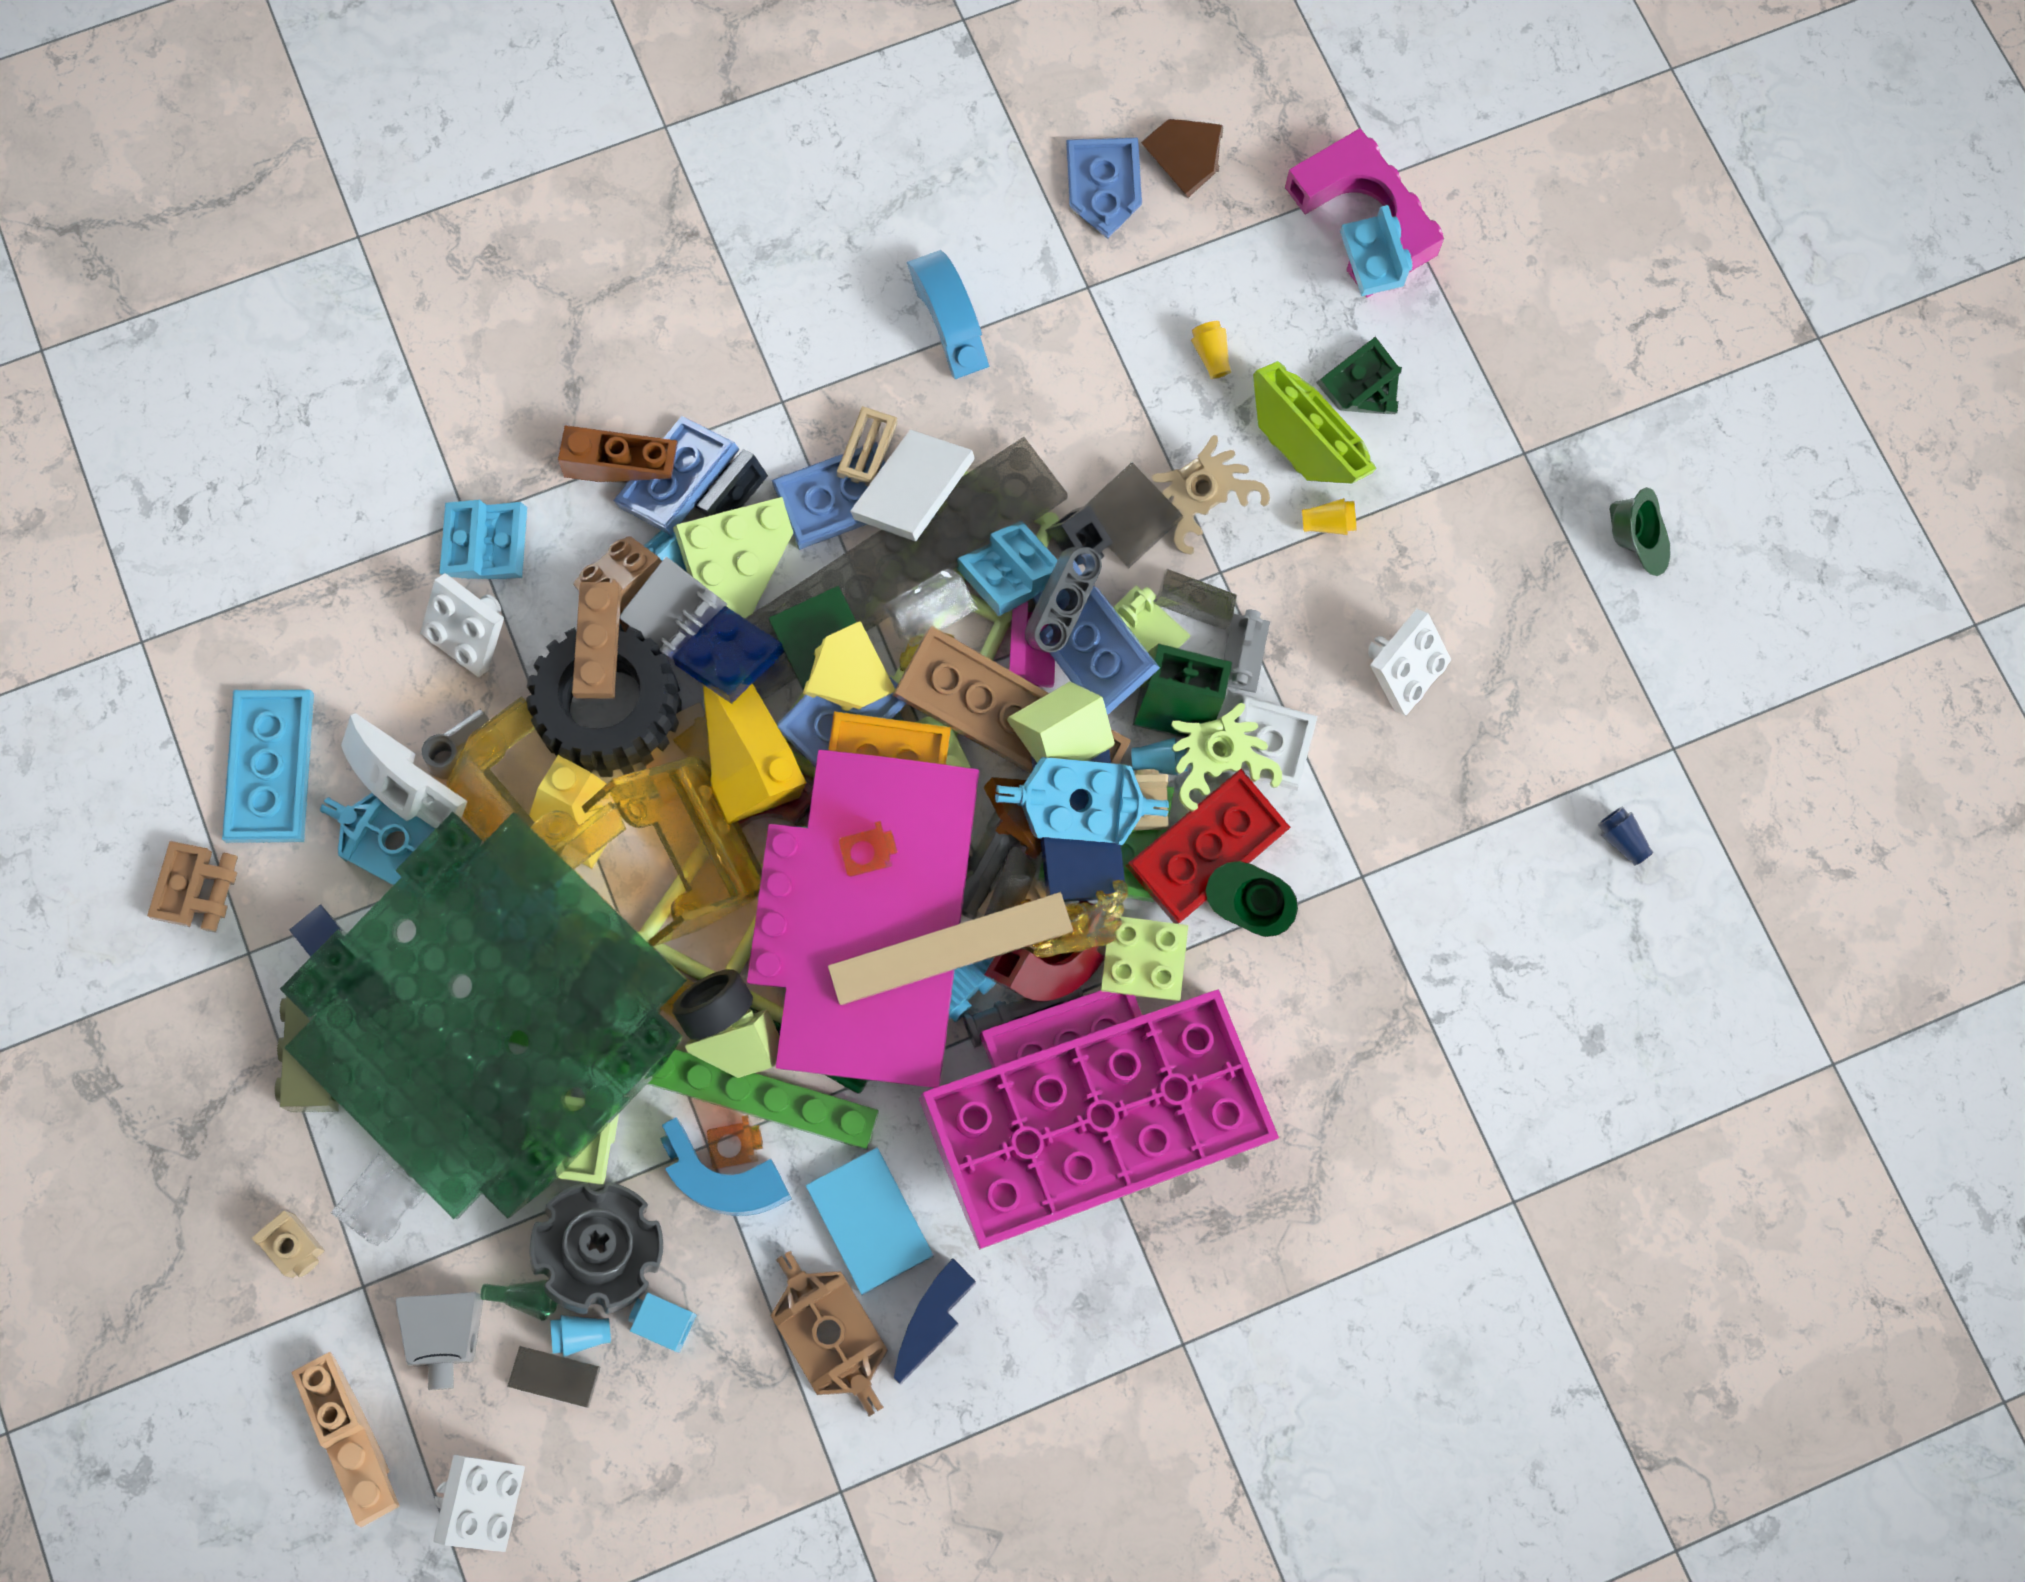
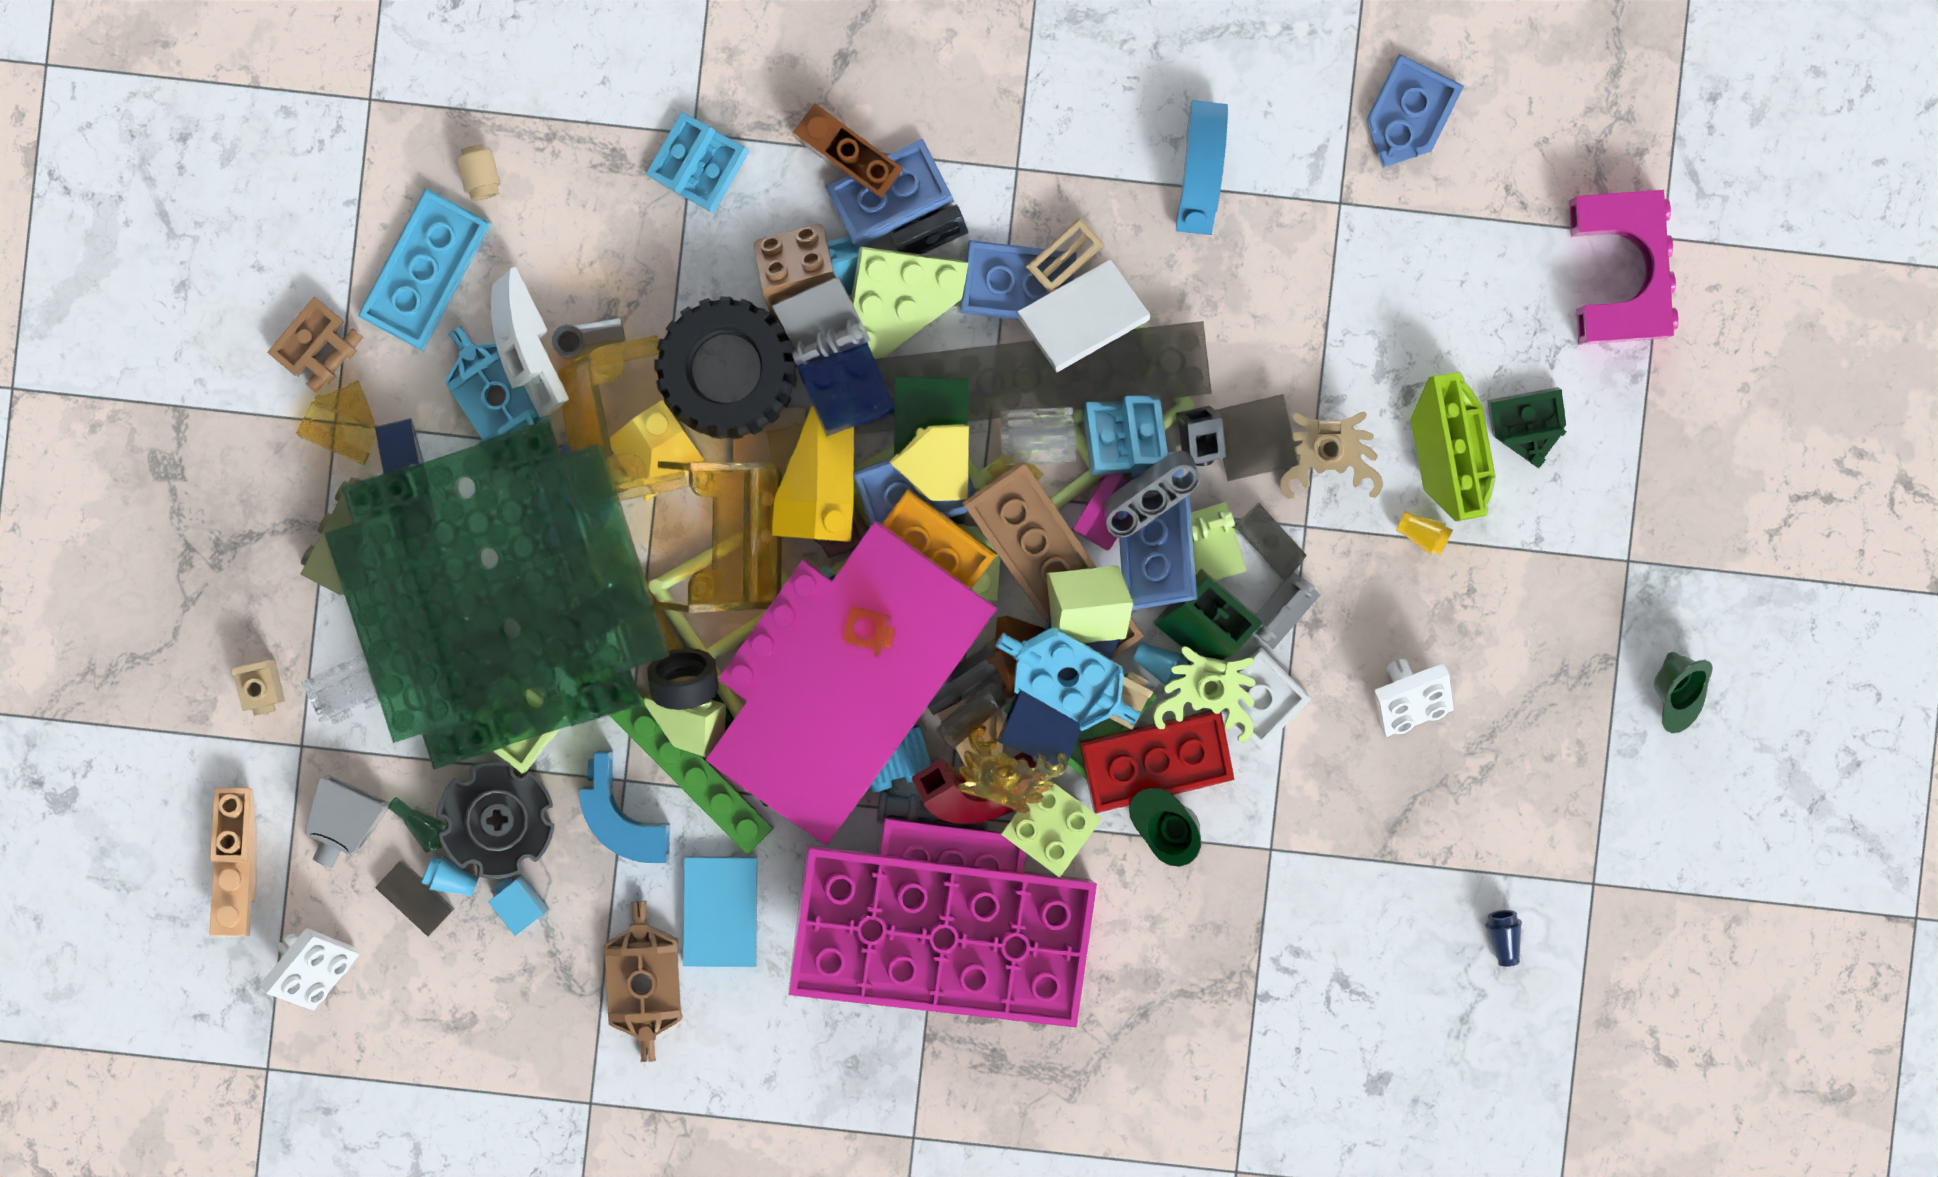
camera: 30 degrees right, 15 degrees up
(254, 948) = (341, 423): none -> clear yellow slope
(278, 650) = (478, 172): none -> tan brick
(462, 624) = (642, 237): white plate -> none
(597, 640) = (742, 323): medium nougat plate -> none
(750, 1140) = (660, 795): clear orange bracket -> none
(931, 1319) = (728, 1016): dark blue slope -> none
(950, 948) = (893, 746): tan tile -> none
(1186, 151) = (1499, 123): reddish brown slope -> none
(1212, 347) = (1413, 323): yellow cone -> none
(1377, 252) = (1604, 320): medium azure bracket -> none

